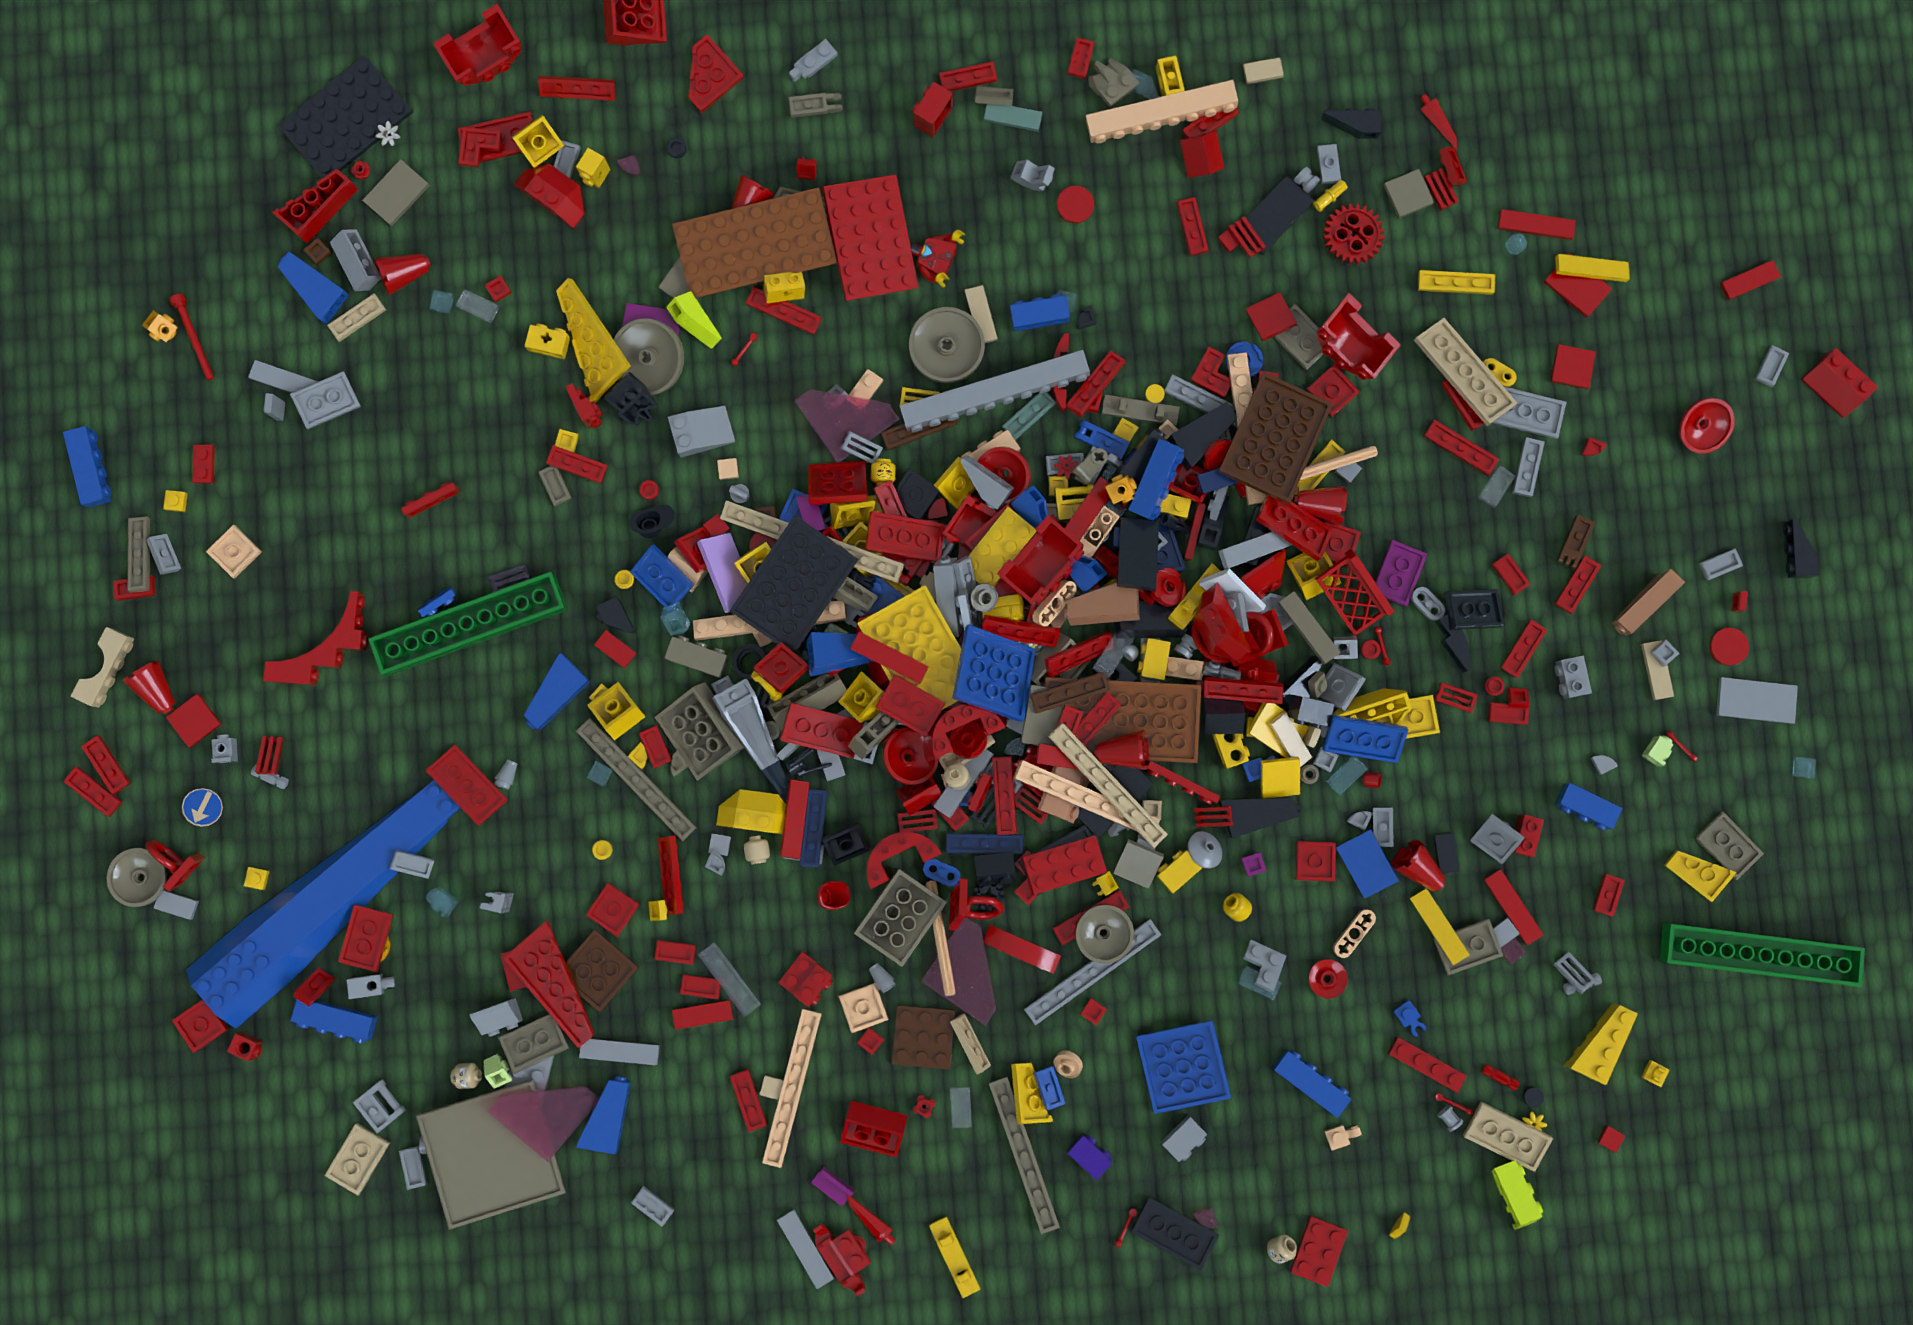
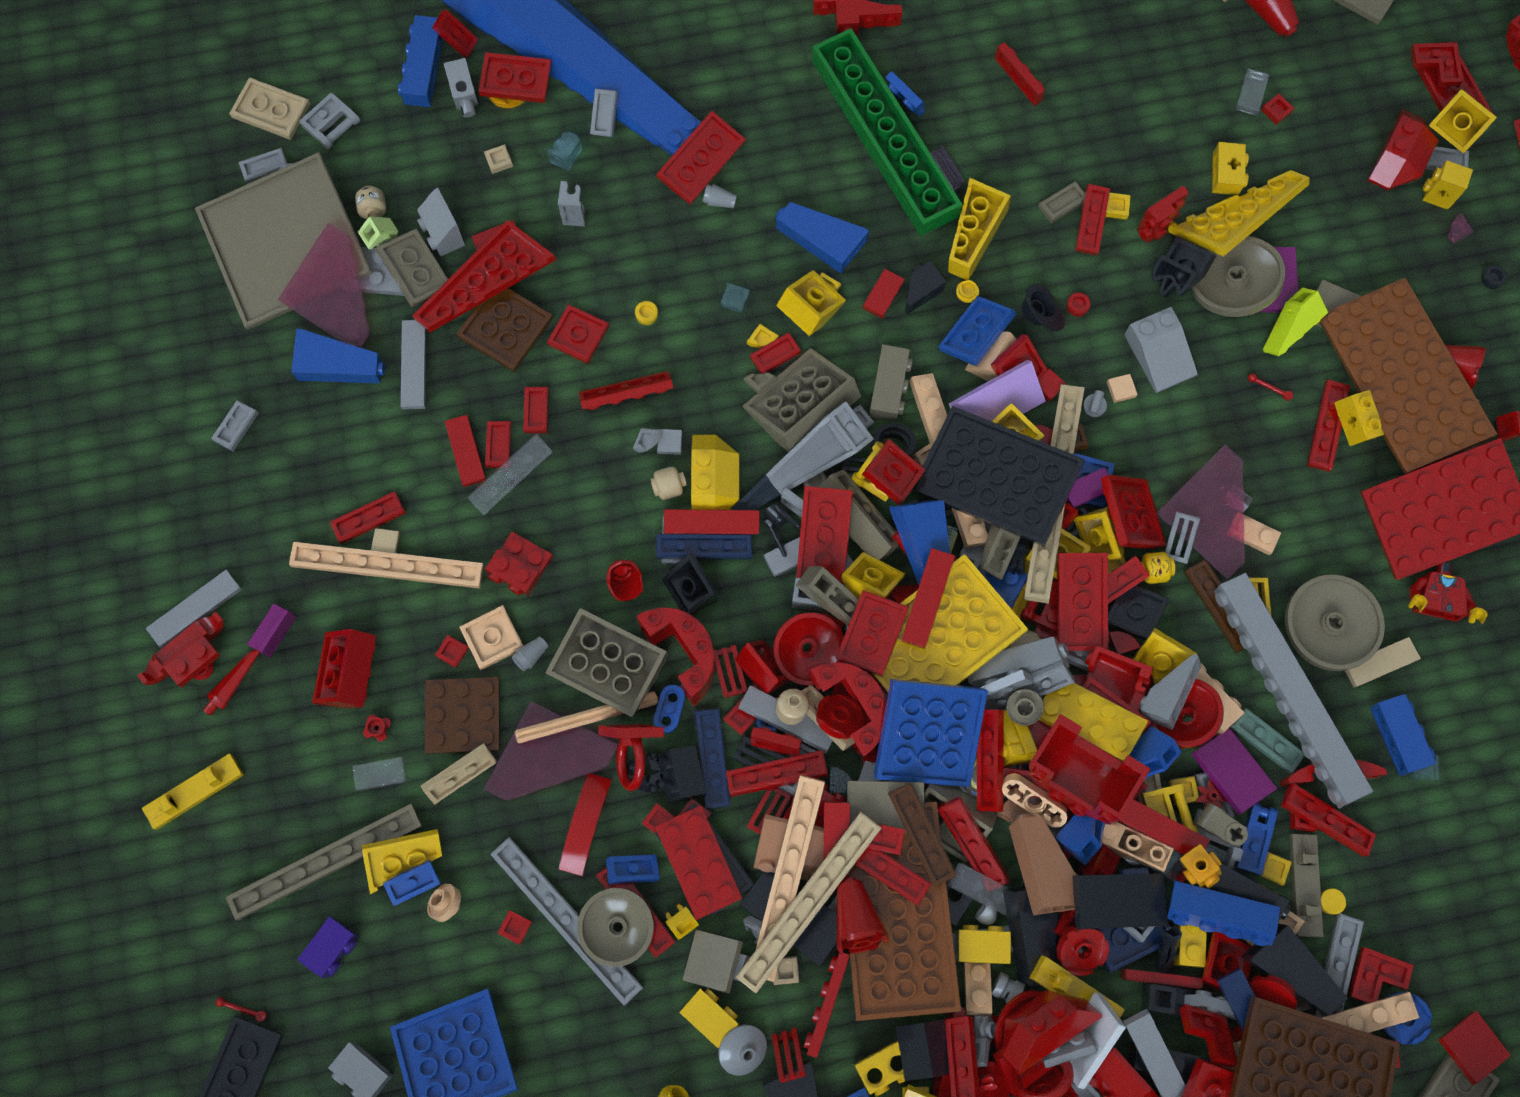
camera: 85 degrees right, 10 degrees down
(439, 961) = (498, 159): none -> tan tile
(441, 301) = (1248, 54): clear light blue tile -> none
(566, 560) = (978, 223): none -> yellow wedge
(636, 779) = (732, 340): dark tan tile -> none
(658, 910) = (582, 382): yellow plate -> none
(675, 619) = (930, 351): clear light blue brick -> none
(1050, 446) = (1234, 771): none -> magenta tile
(1062, 916) = (632, 869): none -> blue plate
(1086, 318) = (1409, 798): black tile -> none
(1236, 502) = (1214, 1030): none -> red plate

